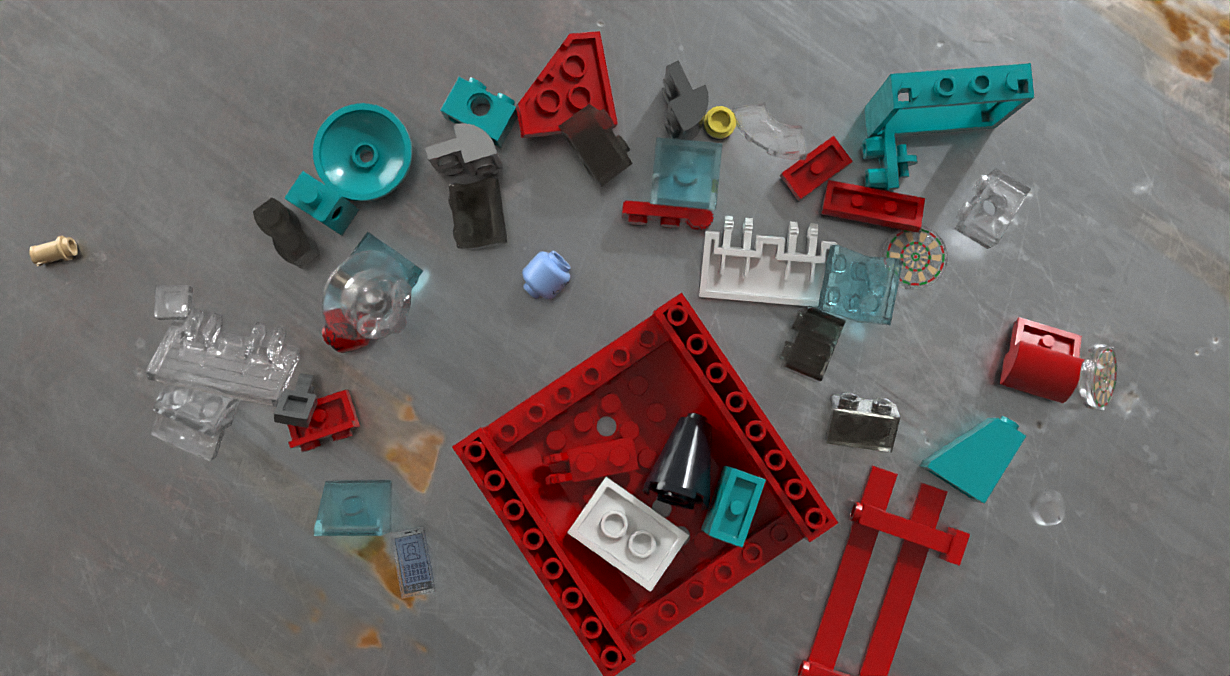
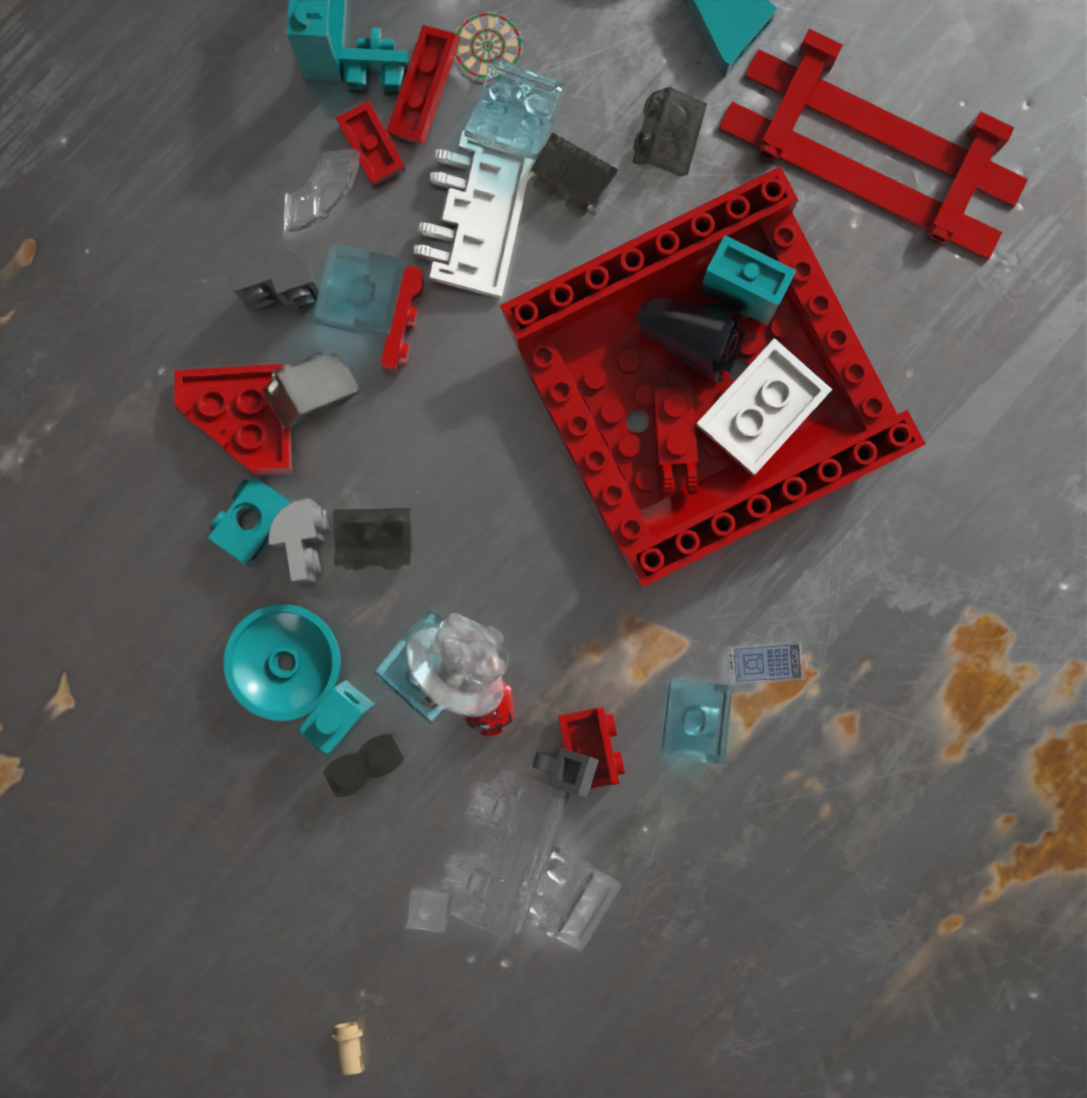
camera: 85 degrees left, 0 degrees up
(546, 275) = (454, 467): light blue head -> none
(719, 122) = (302, 243): light yellow plate -> none

